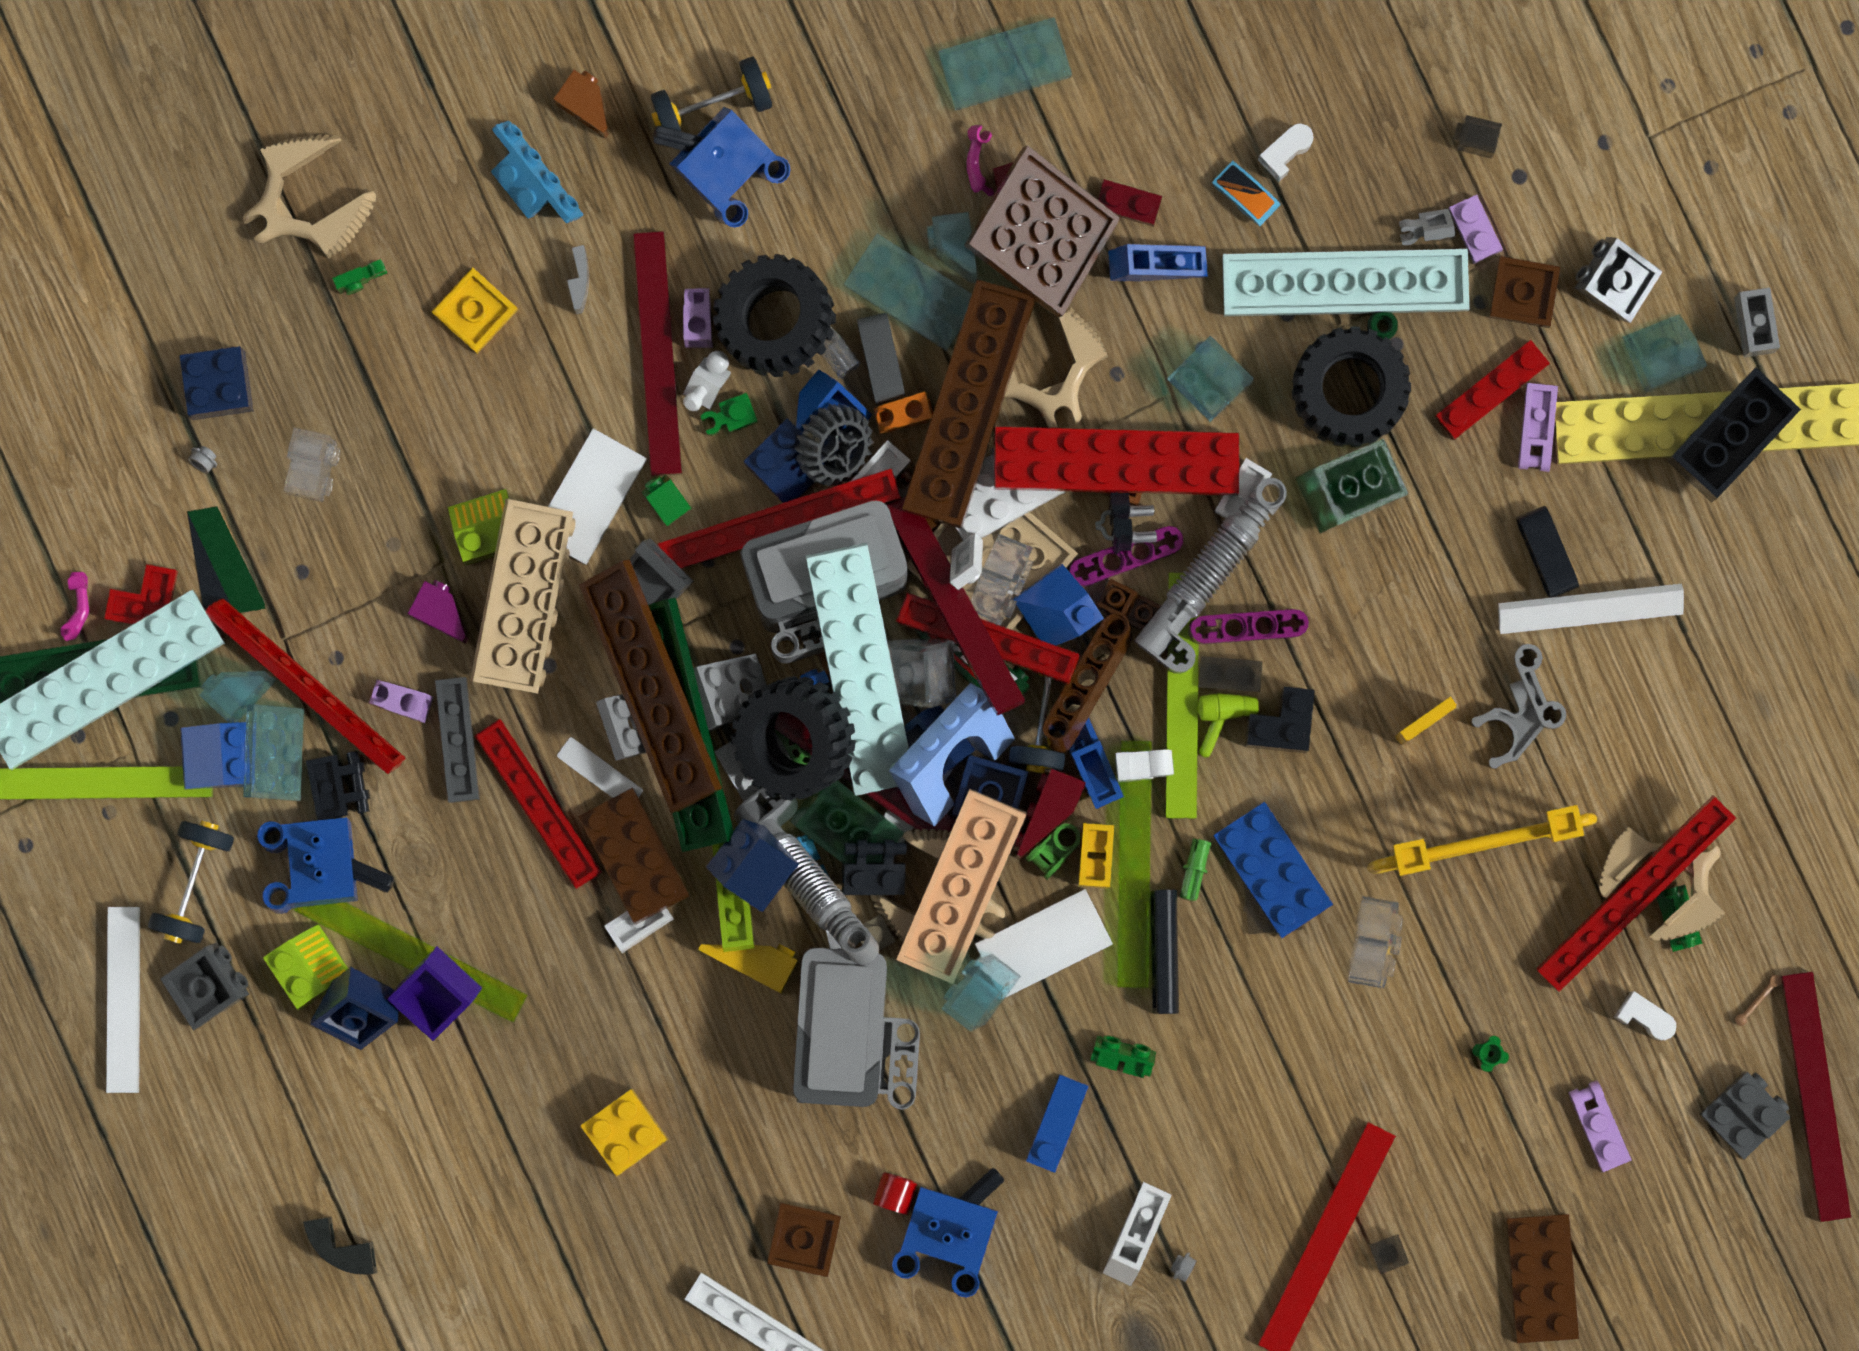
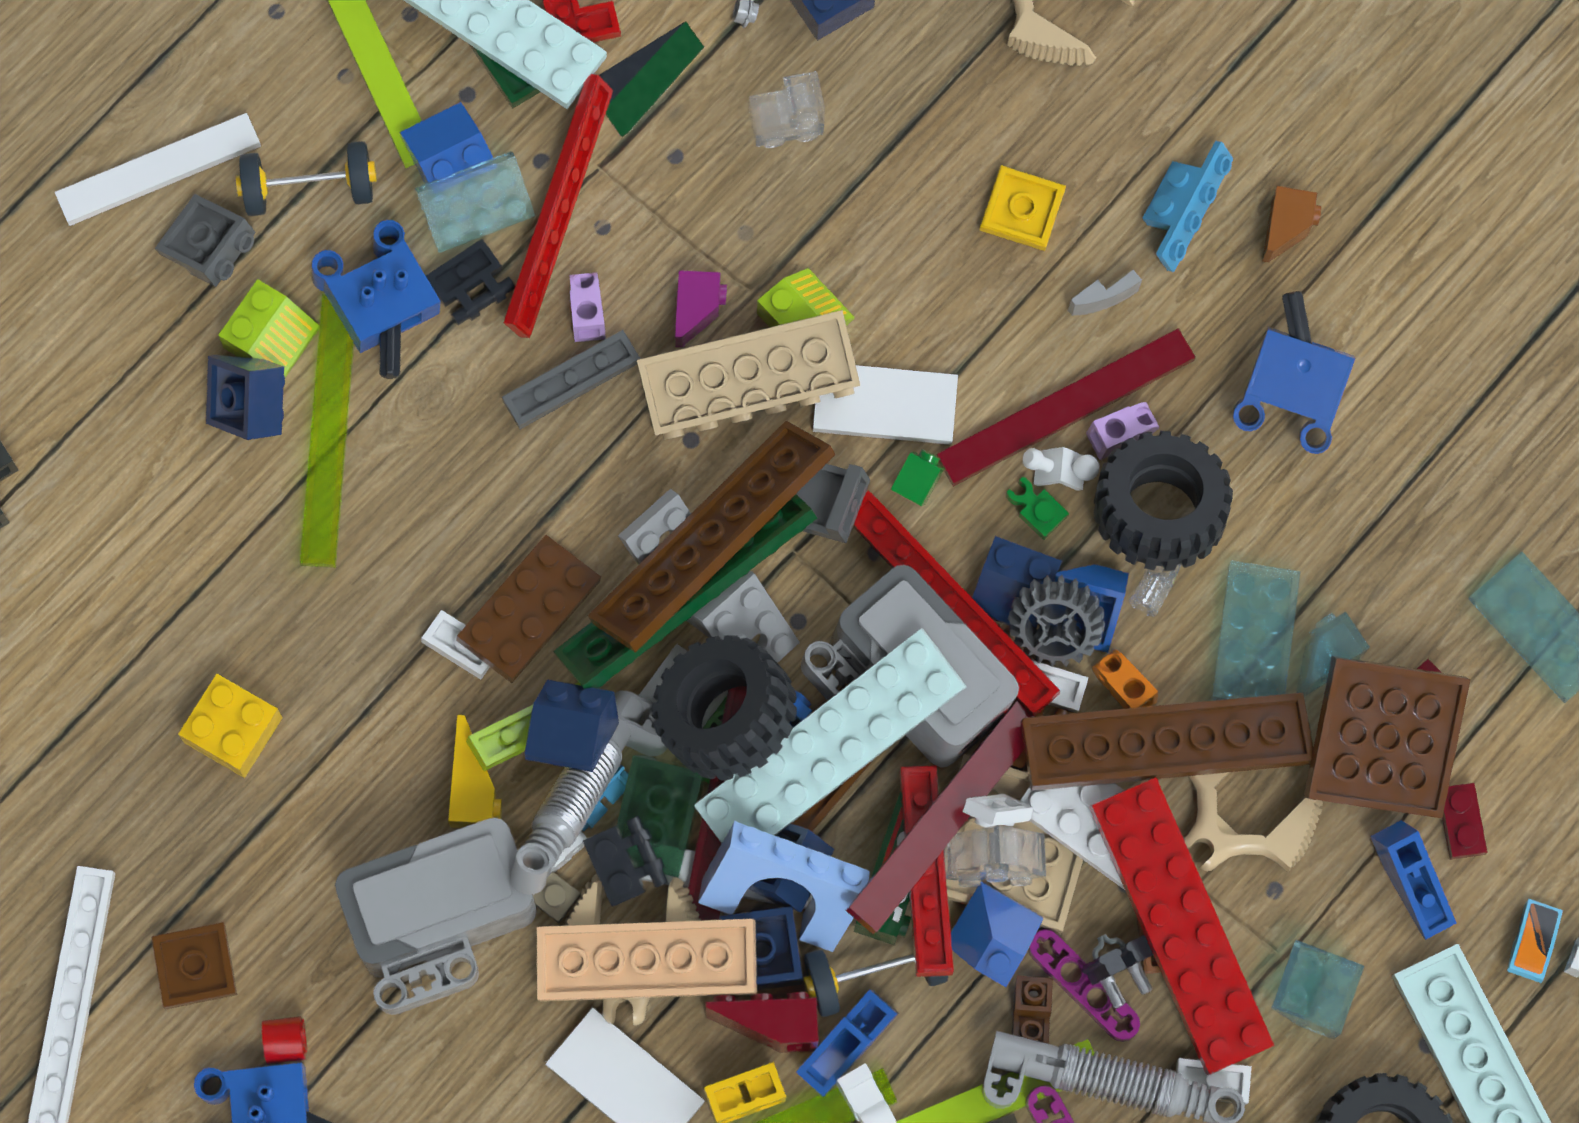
camera: 60 degrees right, 10 degrees down
(233, 691) = (518, 130): clear light blue slope -> none
(353, 280) = (997, 76): green plate -> none
(434, 993) = (293, 465): dark purple piece -> none
(538, 804) = (541, 491): red tile -> none
(595, 769) = (604, 533): white sticker -> none
(754, 85) = (1393, 378): black axle -> none
(881, 358) = (1171, 633): dark grey beam -> none
(923, 671) = (858, 816): clear slope -> none
(976, 179) = (1415, 643): dark pink piece -> none
(980, 992) = (541, 1031): clear light blue brick -> none
(1053, 851) = (730, 1047): bright green piece -> none
(1087, 696) = (914, 1008): reddish brown beam -> none

